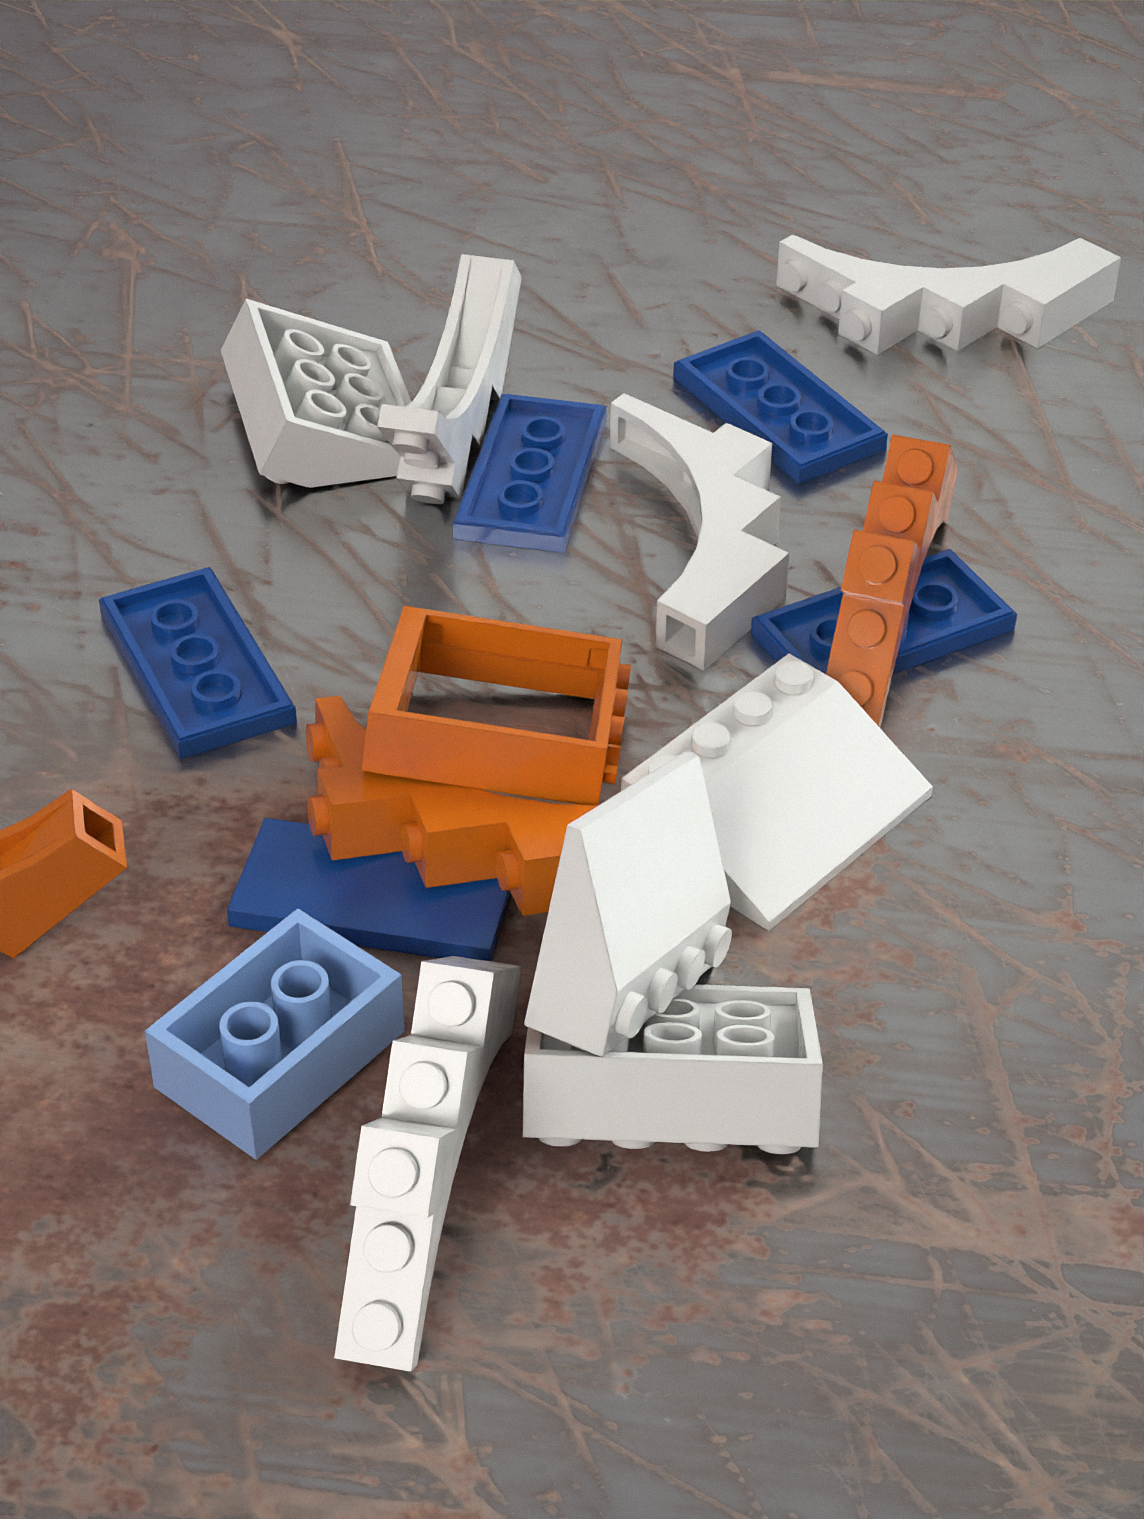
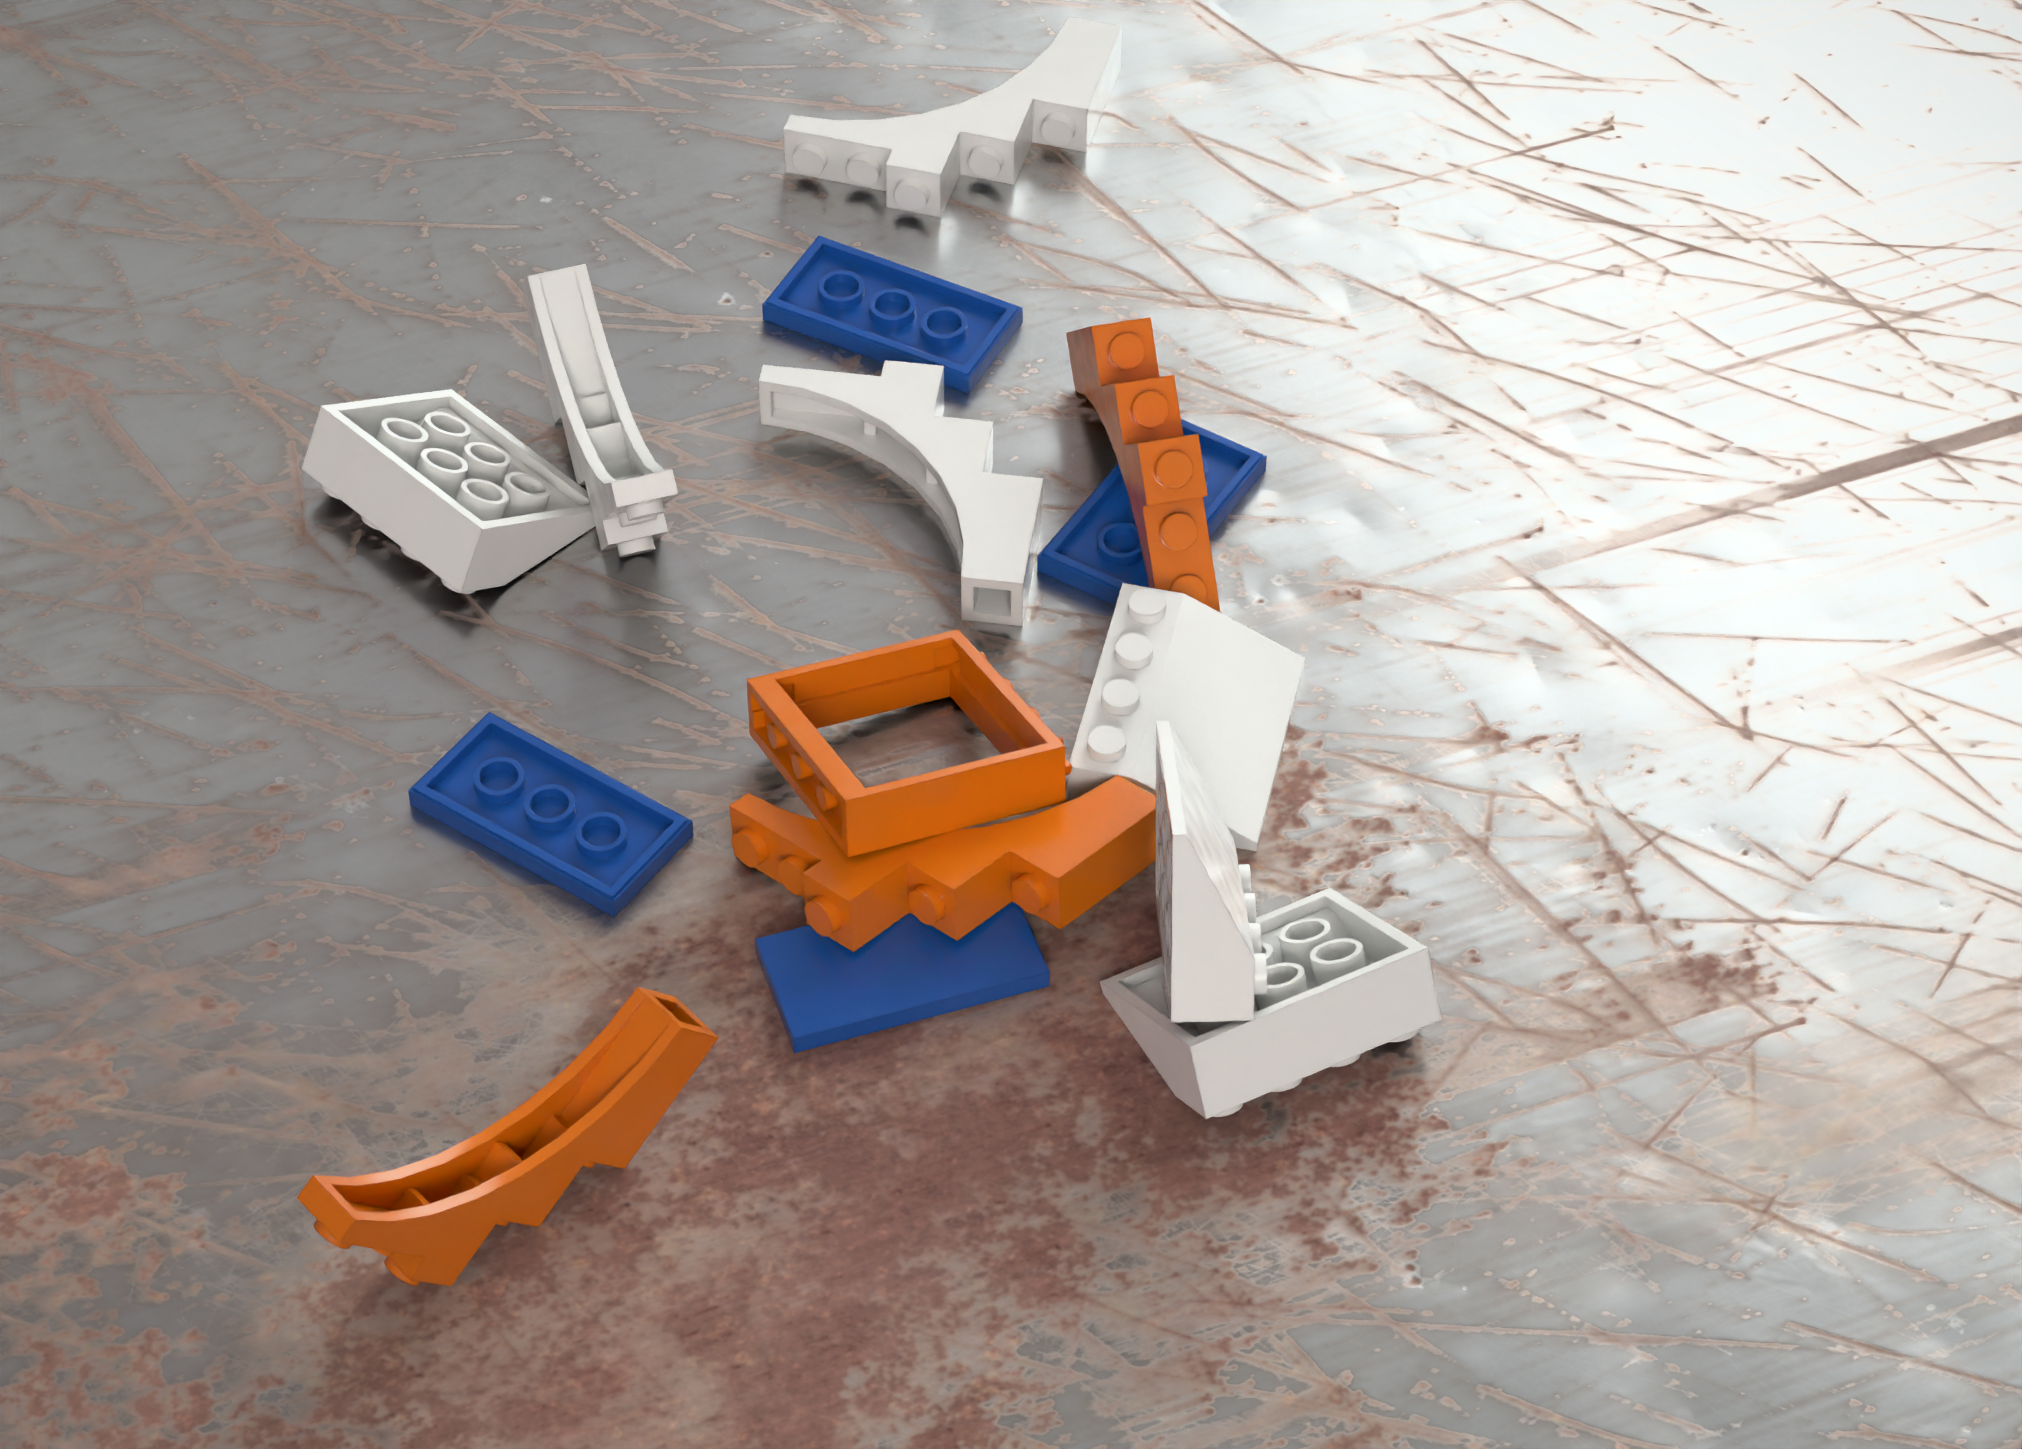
camera: 30 degrees left, 5 degrees up
(276, 1032) = (942, 1124): light blue brick -> none
(413, 1154) = (1172, 1174): white arch -> none
(531, 473) = (728, 496): blue tile -> none

